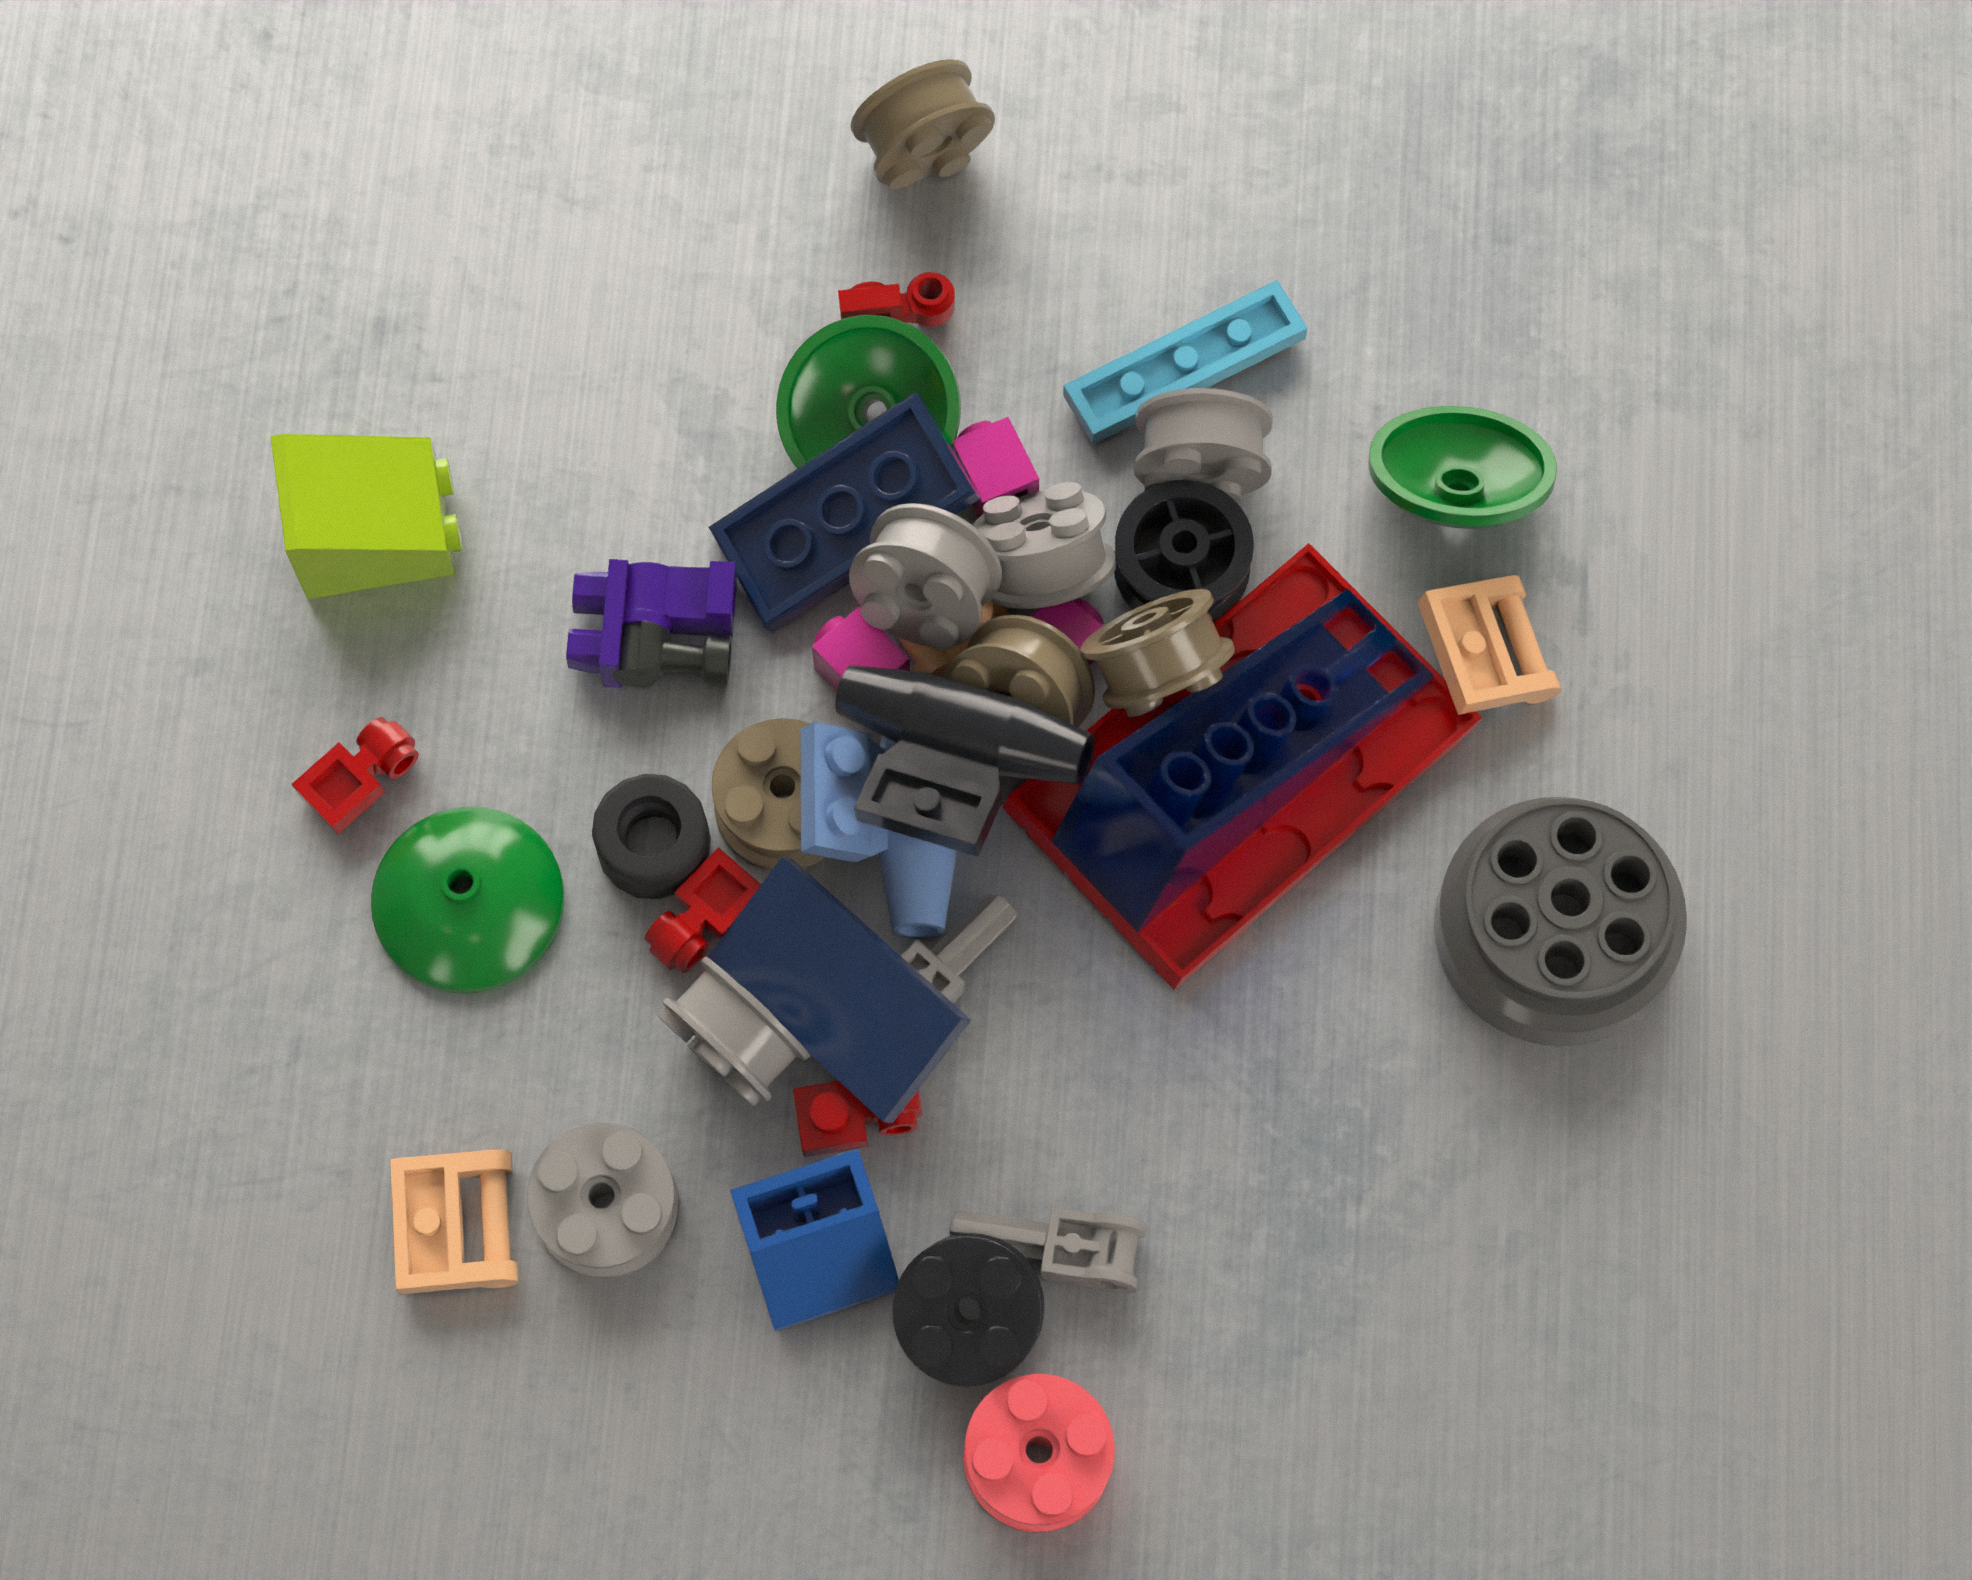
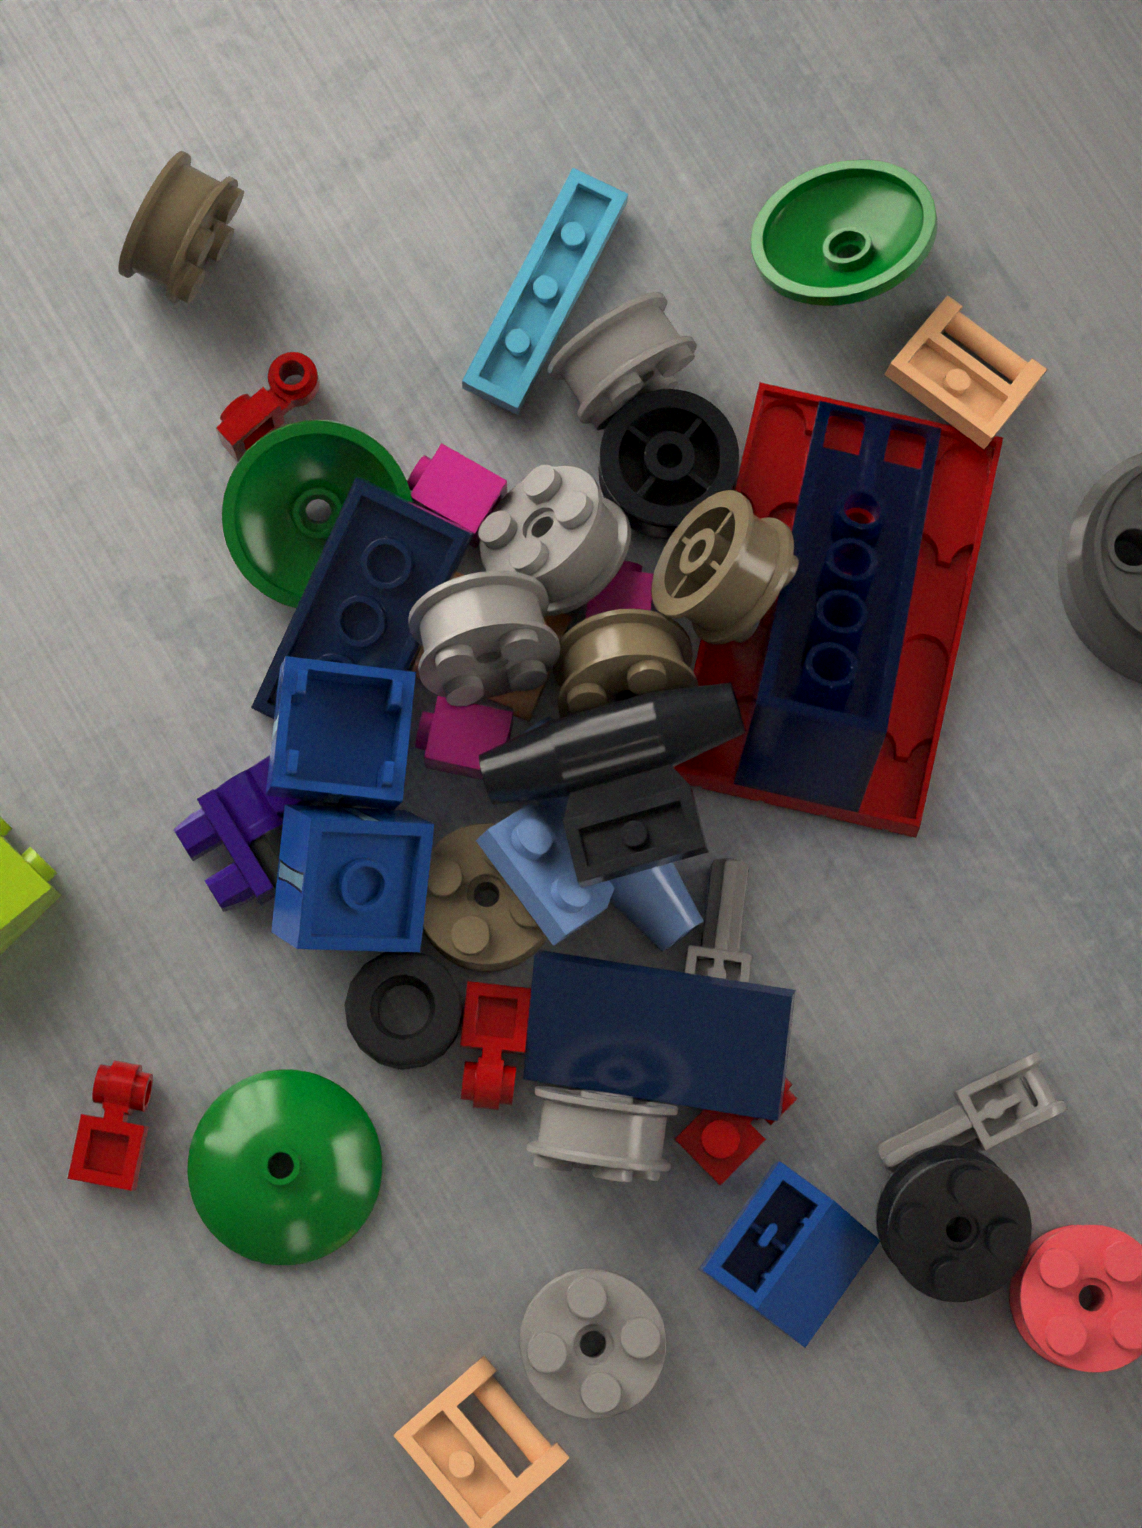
camera: 40 degrees left, 10 degrees up
(683, 698) = (352, 879): none -> blue container
(755, 577) = (341, 733): none -> blue container

